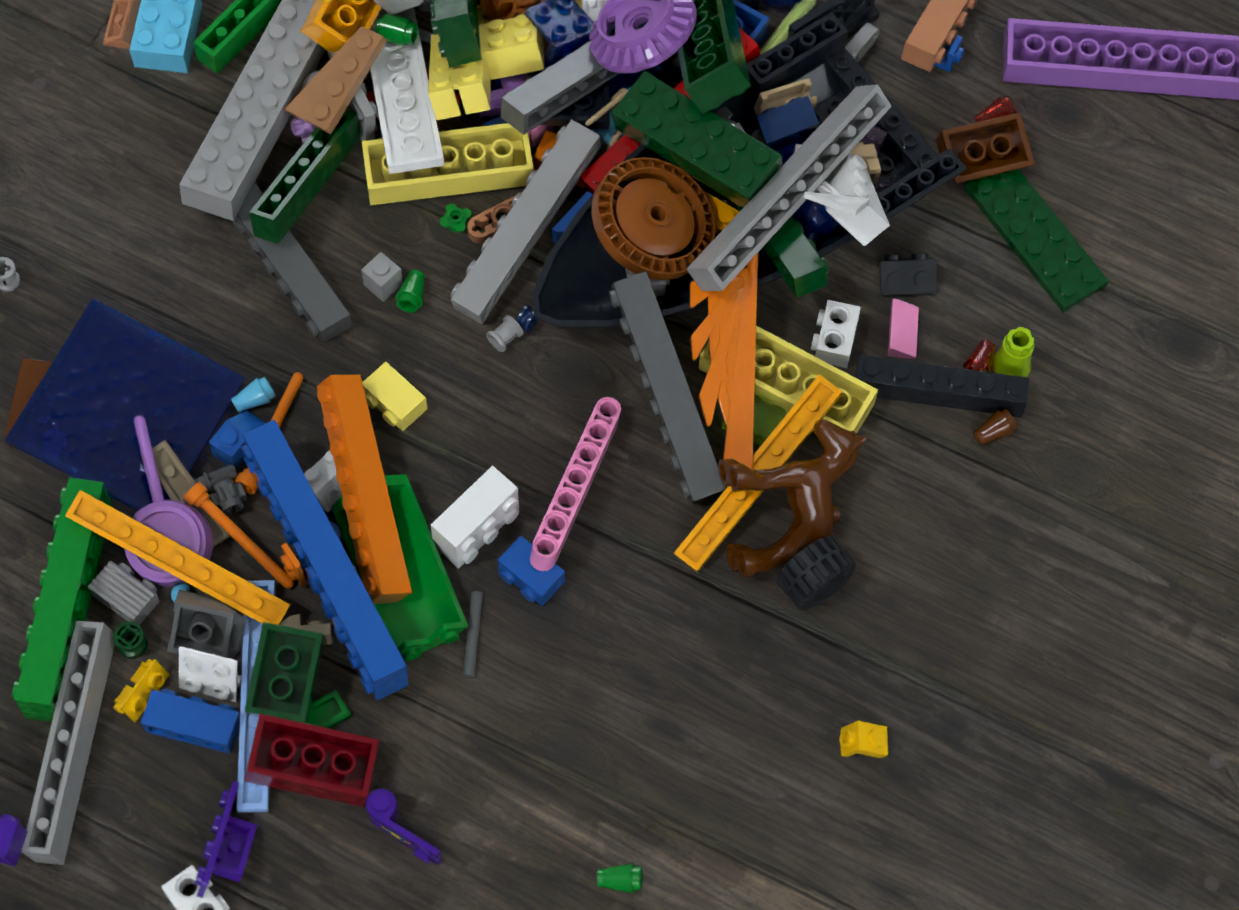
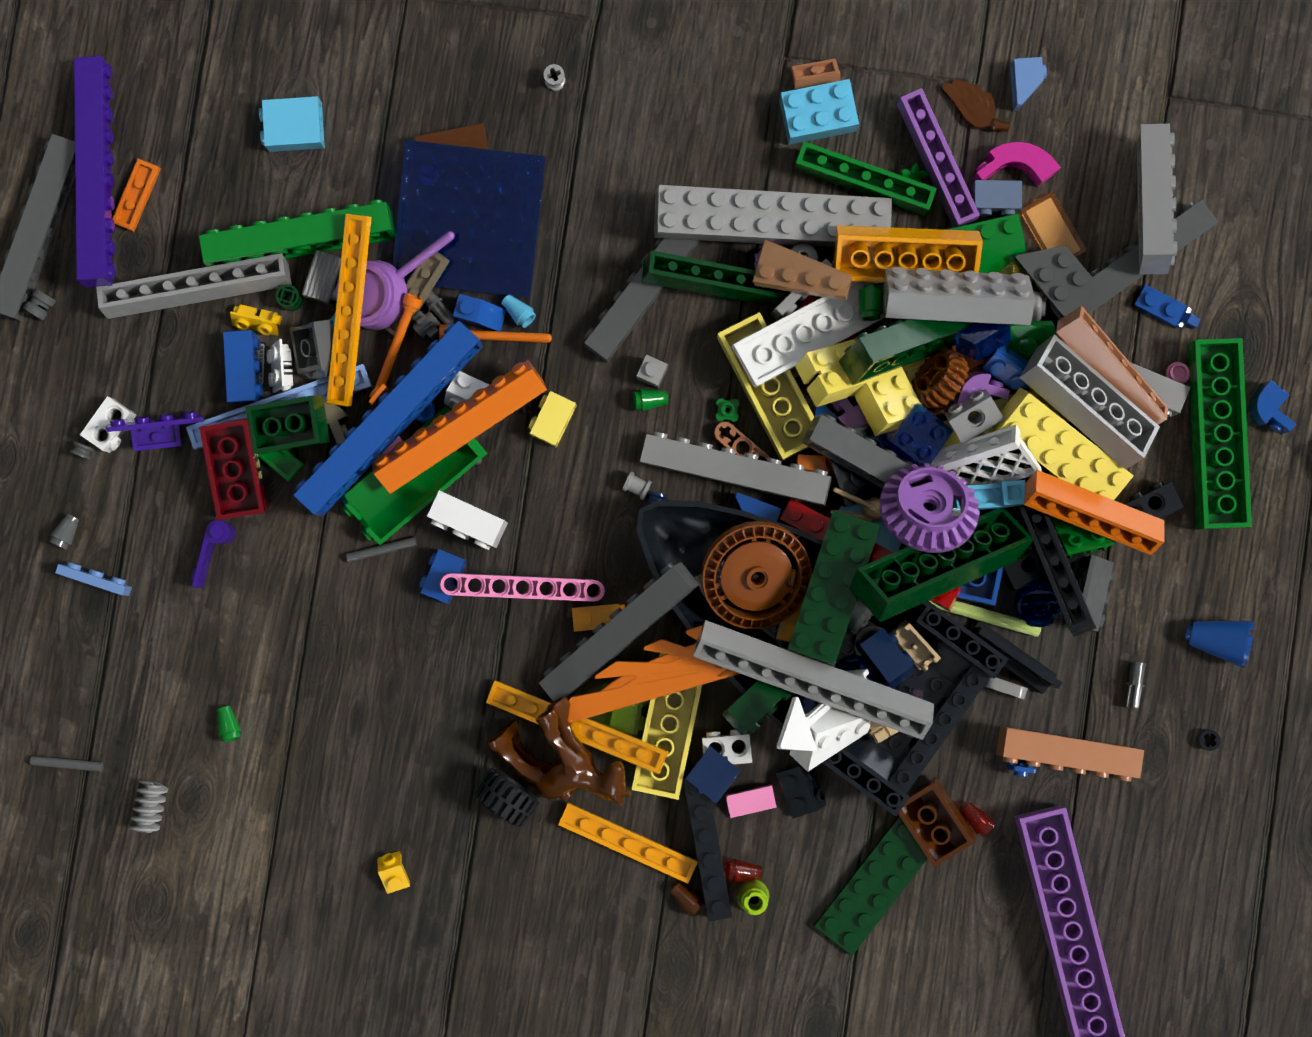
camera: 75 degrees right, 20 degrees up
(638, 424) = (590, 617): none -> light orange hinge
(861, 346) = (712, 775): none -> dark blue piece
(909, 470) = (628, 842): none -> light orange plate

